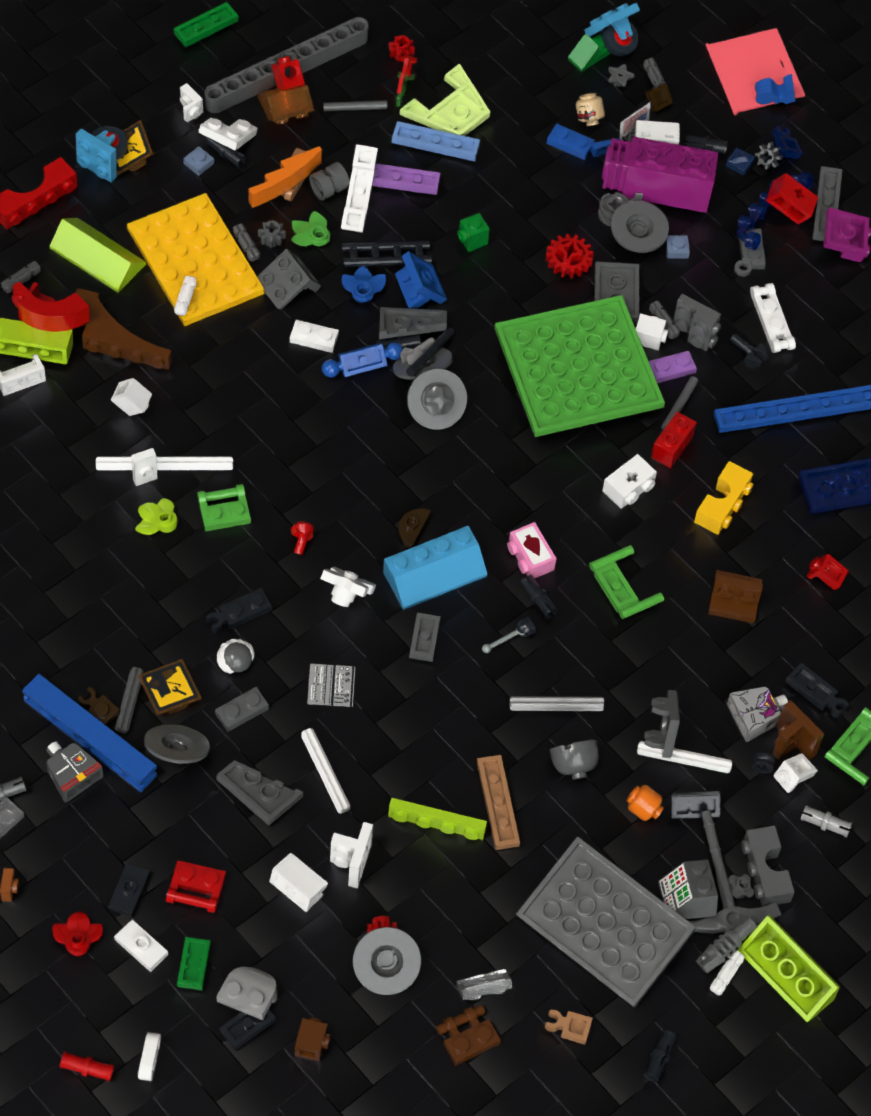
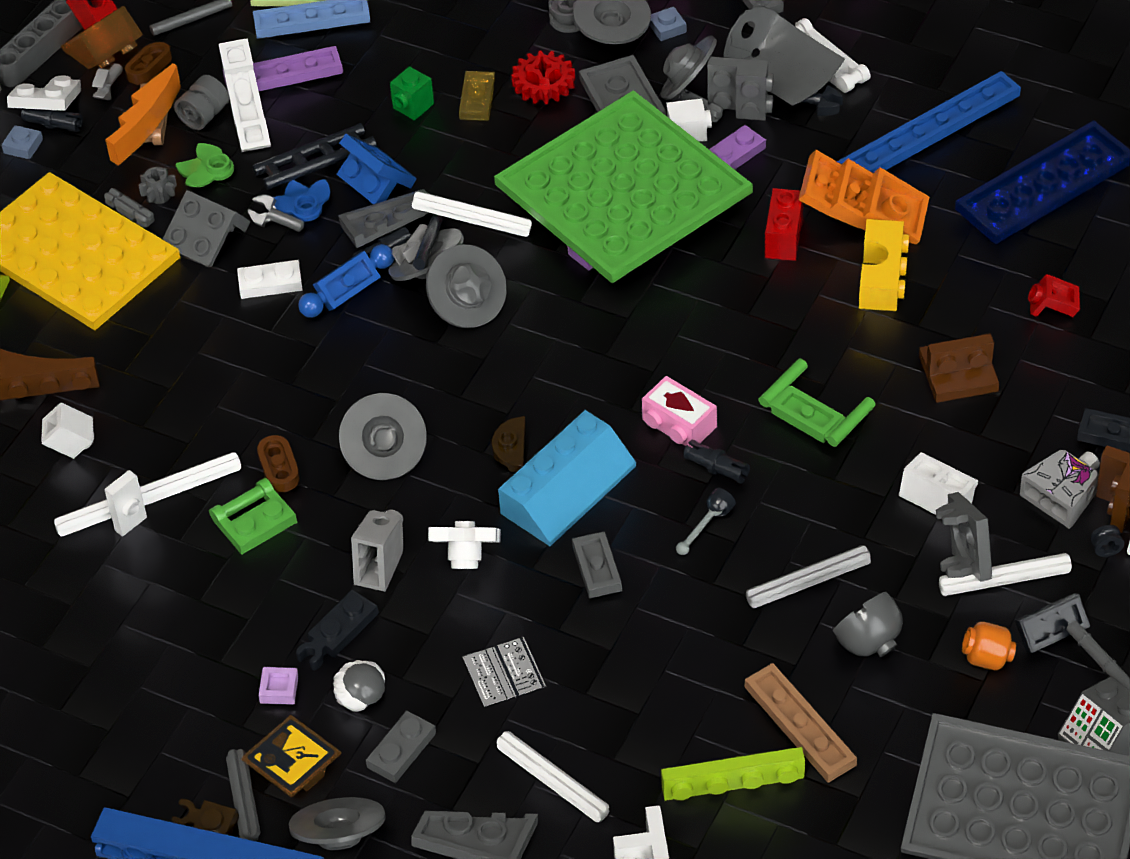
camera: 15 degrees left, 10 degrees down
(157, 517) = (170, 561): lime plate -> none
(184, 635) = (278, 685): none -> lavender plate
(185, 295) = (81, 290): white axle -> none
(254, 478) = (282, 467): none -> reddish brown plate
(272, 136) = (104, 80): none -> light grey bar
(289, 566) = (380, 536): none -> light grey torso
(303, 532) = (372, 499): red plate -> none
(308, 133) = (148, 63): none -> reddish brown plate
(330, 487) = (382, 436): none -> hat
(339, 289) = (274, 214): none -> bar
(467, 344) = (471, 214): none -> white axle
(518, 250) = (477, 95): none -> clear yellow plate
(629, 481) = (756, 290): white brick -> none
(666, 290) = (684, 64): none -> dark grey hat
(672, 674) = (930, 481): none -> white hinge
(682, 399) = (766, 184): dark grey bar -> none
(736, 441) = (856, 194): none -> orange slope
(745, 314) = (795, 59): none -> dark grey piece

